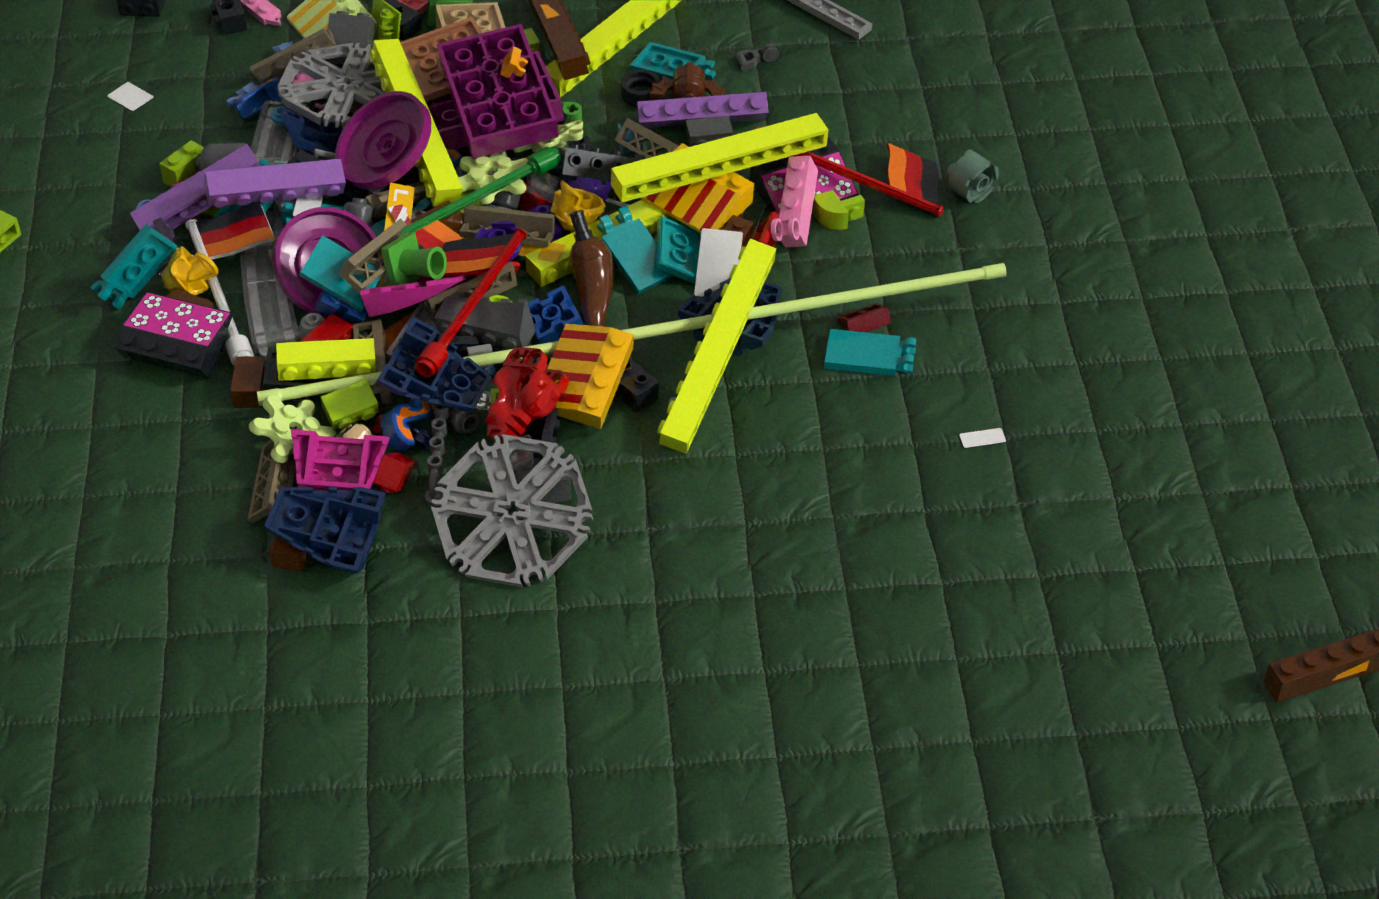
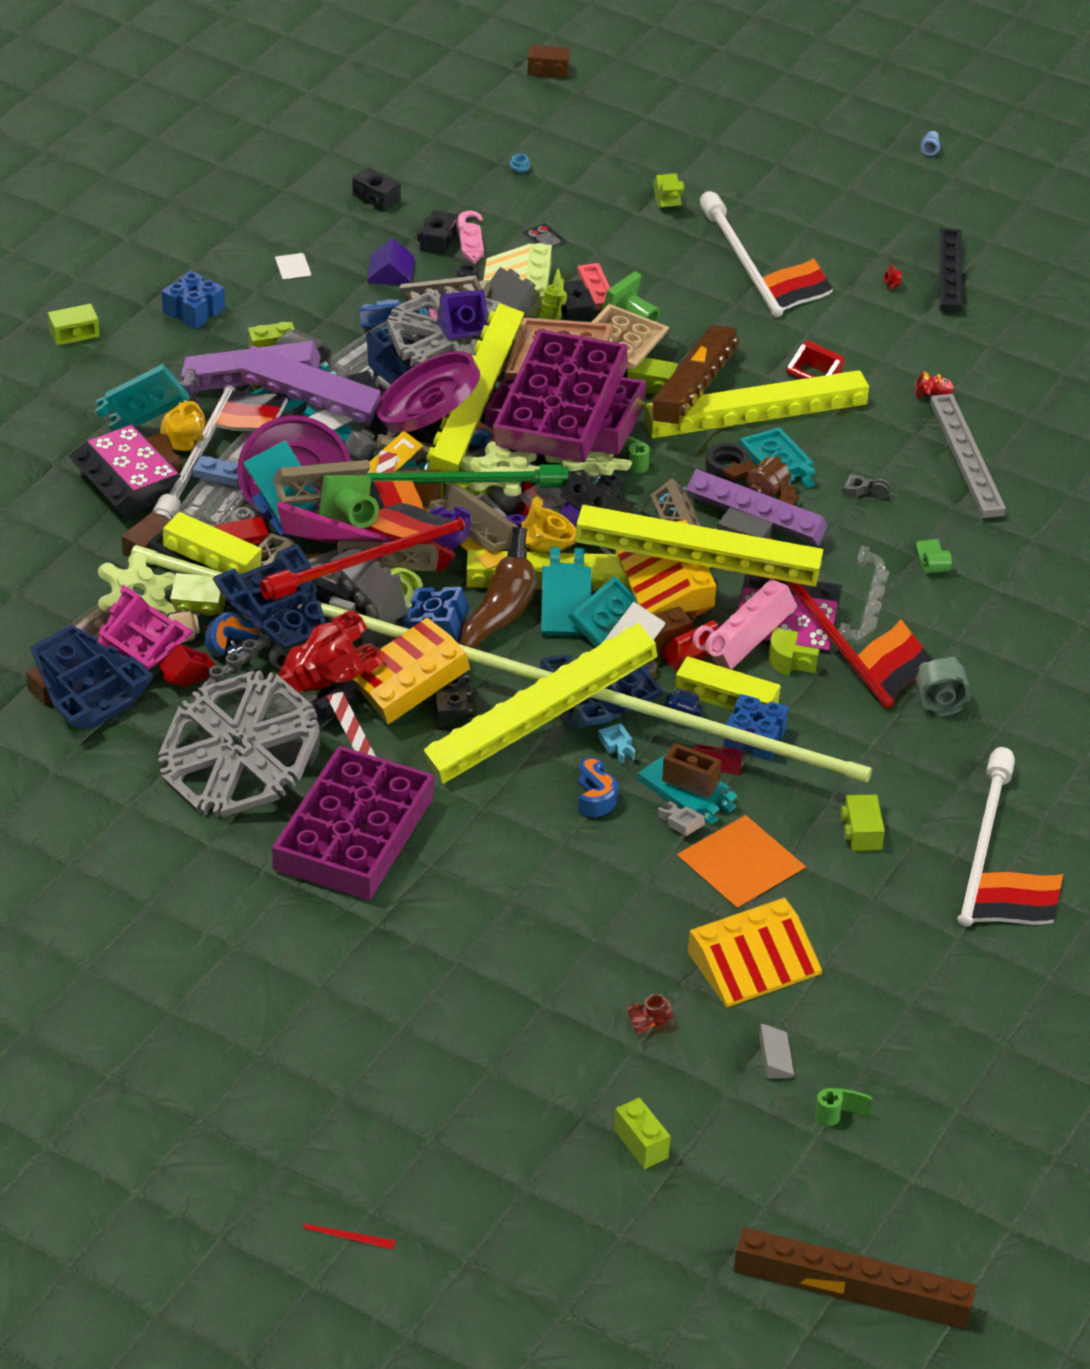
camera: 35 degrees right, 5 degrees down
(79, 163) = (193, 299): none -> blue brick
(214, 57) = (391, 264): none -> dark purple slope
(256, 294) = (216, 470): none -> medium blue plate
(283, 34) = (467, 270): none -> black tile
(345, 65) = (462, 314): none -> dark purple slope
(512, 63) = (583, 373): light orange tile -> none
(590, 451) = (349, 723): none -> clear sticker
(663, 523) = (353, 822): none -> magenta brick
(785, 345) = (617, 740): none -> medium azure plate
(804, 288) = (684, 701): none -> clear blue head
(809, 387) = (601, 789): none -> blue animal
(822, 261) = (721, 685): none -> neon yellow brick
(844, 132) = (876, 592): none -> clear bar
(857, 88) = (932, 557): none -> bright green panel
(870, 272) = (759, 719): none -> blue brick
(873, 336) = (691, 770): none -> reddish brown brick
(893, 380) = (681, 820): none -> light grey plate
(960, 388) = (741, 861): none -> orange sticker
(982, 437) = (711, 910): white sticker -> none
(1012, 849) = (377, 1241): none -> red sticker
(1019, 309) = (863, 822): none -> lime brick
(1026, 543) = (652, 1013): none -> clear red plate
(1048, 452) = (753, 952): none -> yellow slope
(1119, 637) = (642, 1133): none -> lime brick
(1136, 519) = (775, 1052): none -> light grey slope
(1156, 311) = (1005, 894): none -> flag
(1219, 531) = (833, 1100): none -> bright green panel

